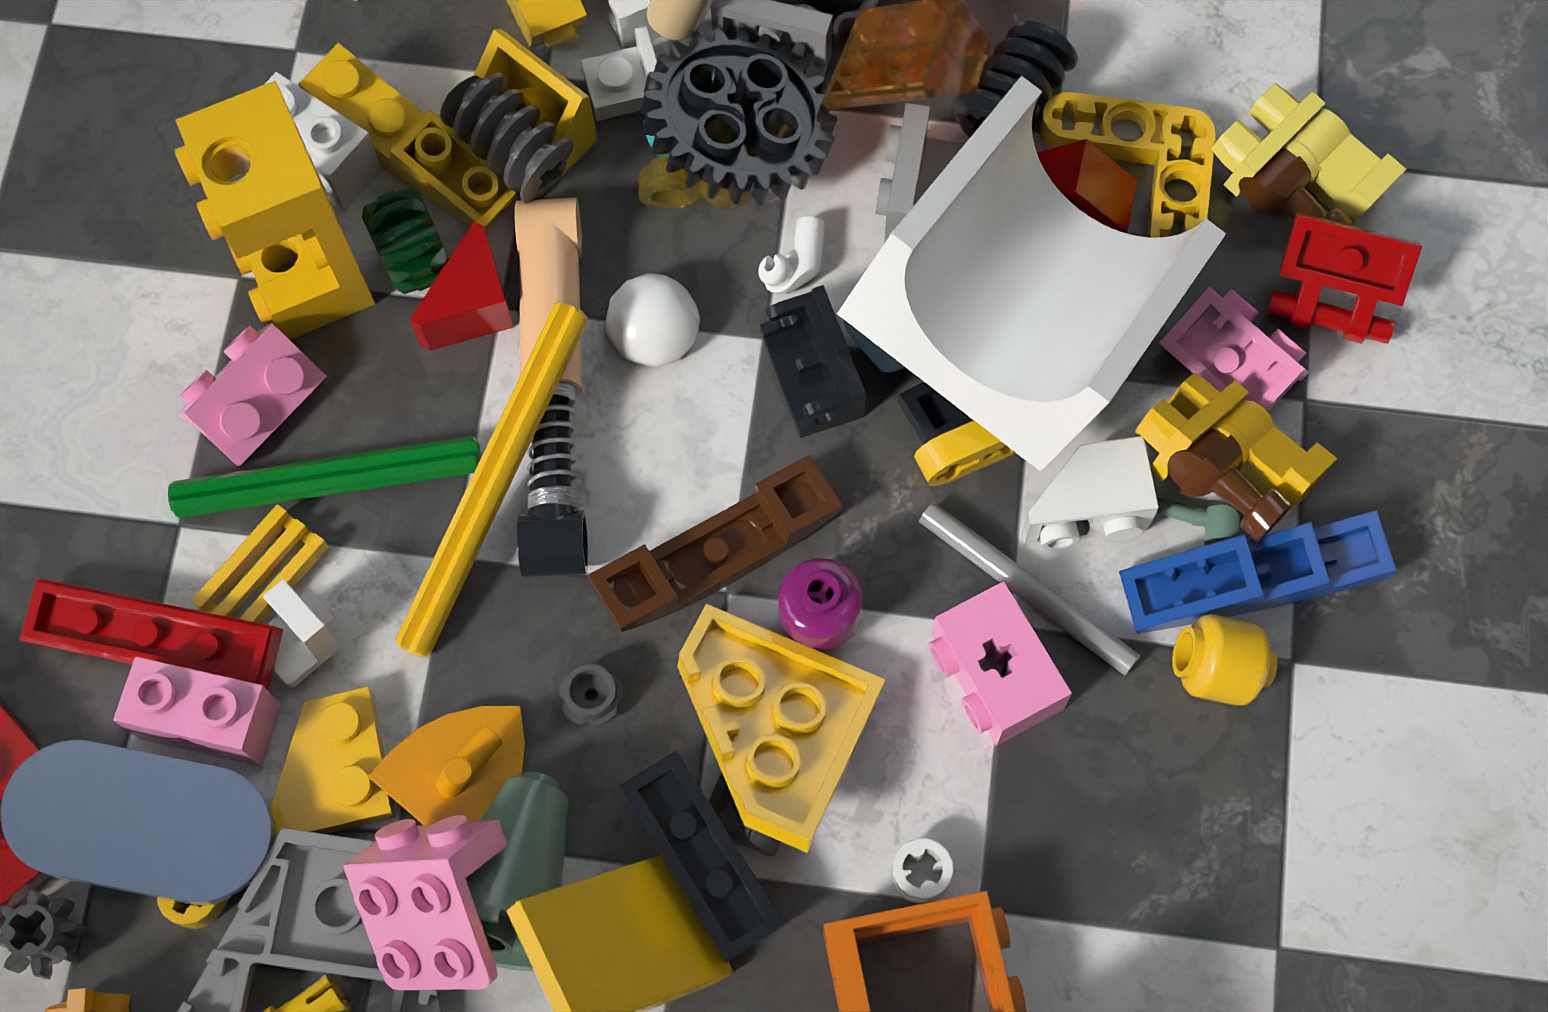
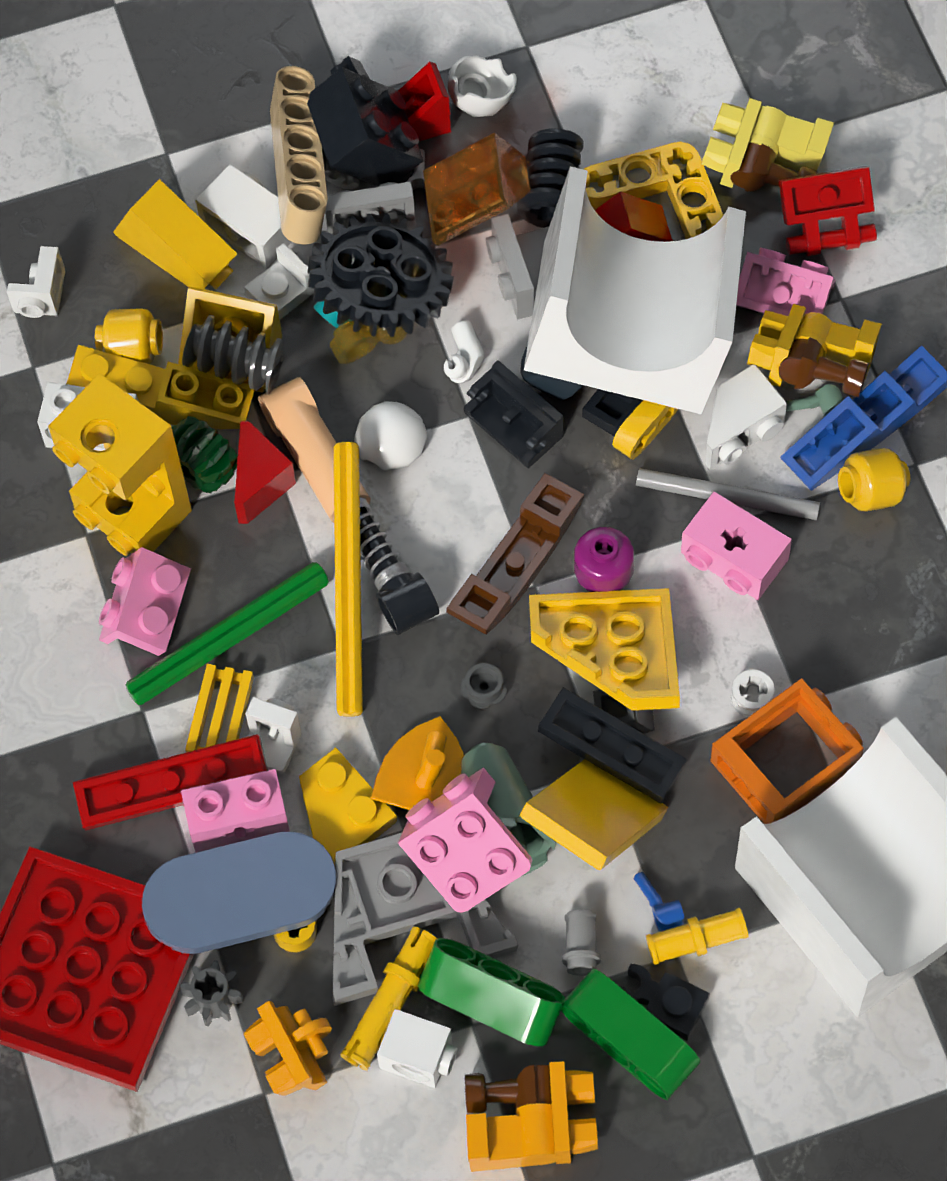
camera: 25 degrees left, 5 degrees down
(413, 60) = (130, 334): none -> yellow head

